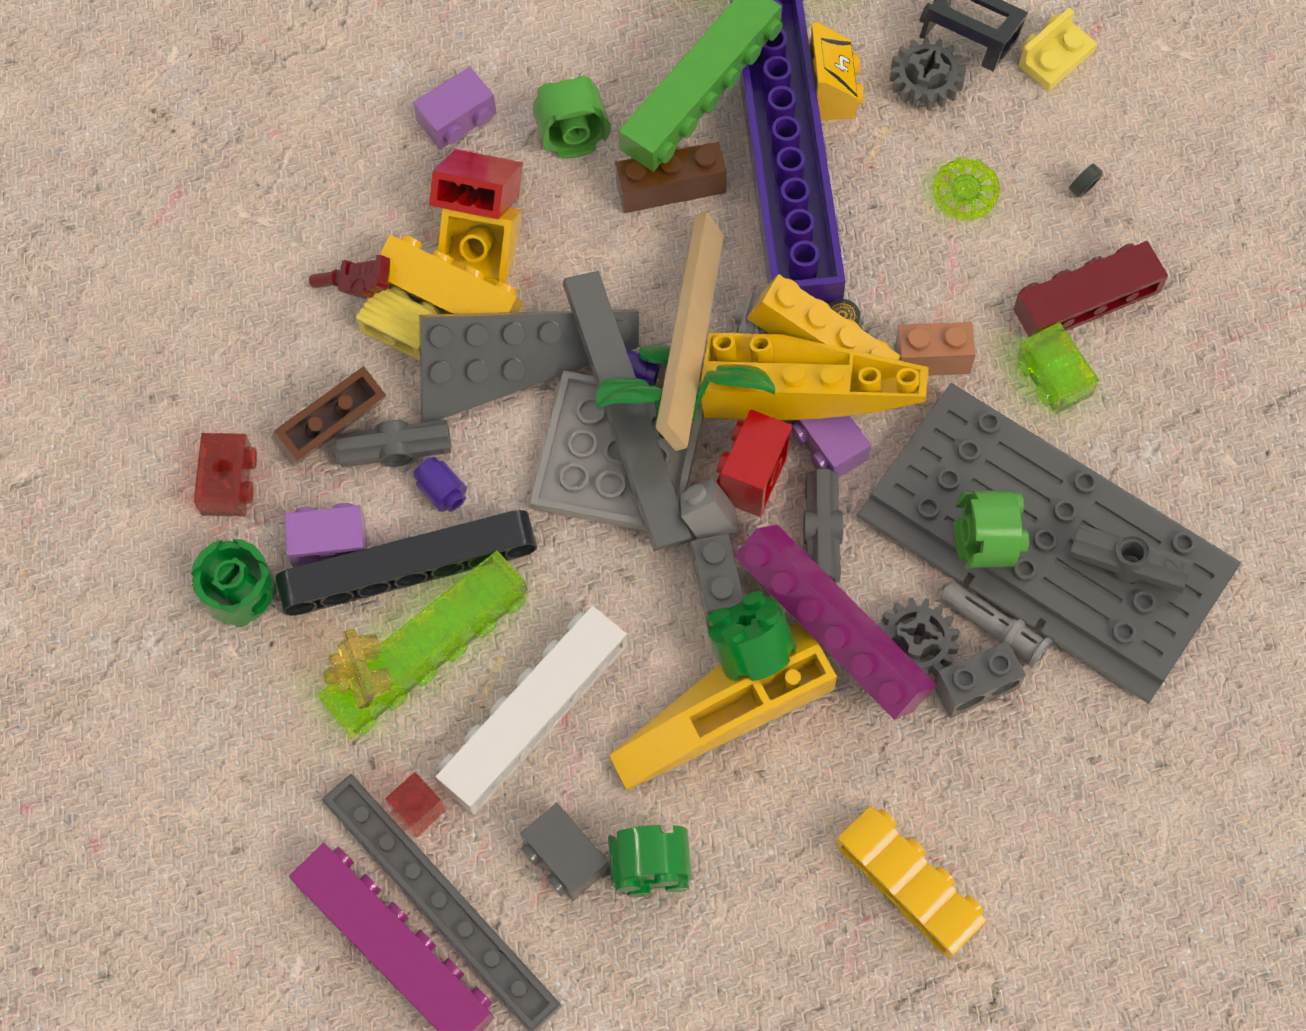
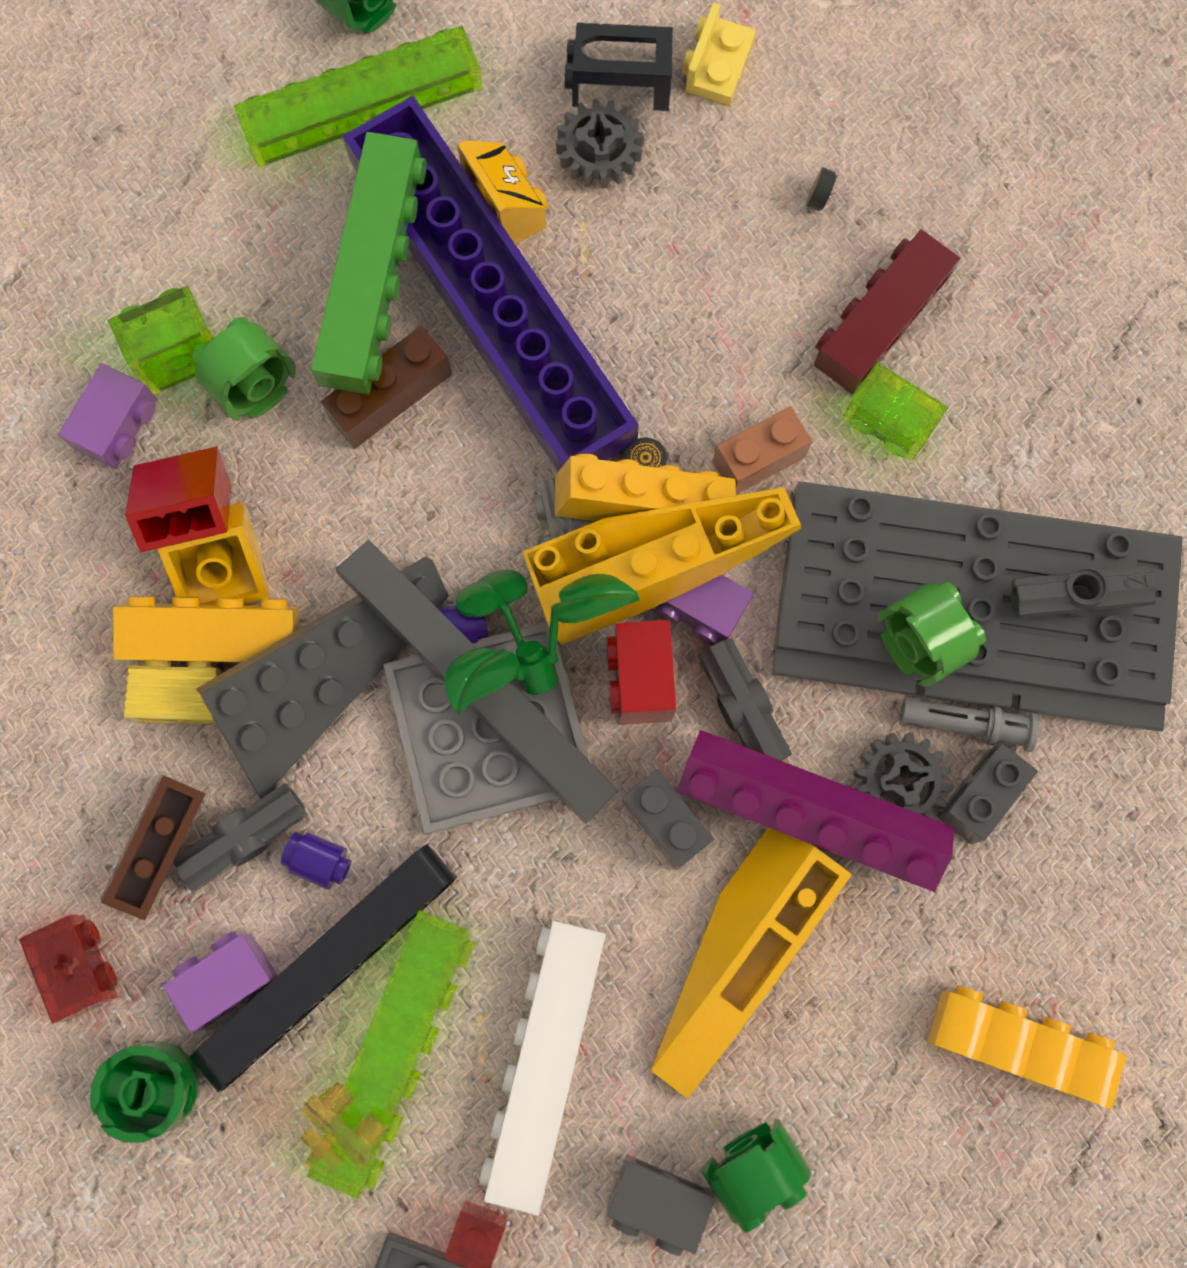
camera: 30 degrees left, 10 degrees up
(356, 279) = (102, 673): dark red piece -> none
(521, 66) = (162, 337): none -> clear neon green brick
(690, 332) = (506, 567): tan tile -> none
(708, 510) = (621, 752): light grey brick -> none
(751, 637) = (742, 876): green brick -> none
(966, 188) = (702, 254): clear neon green wheel -> none

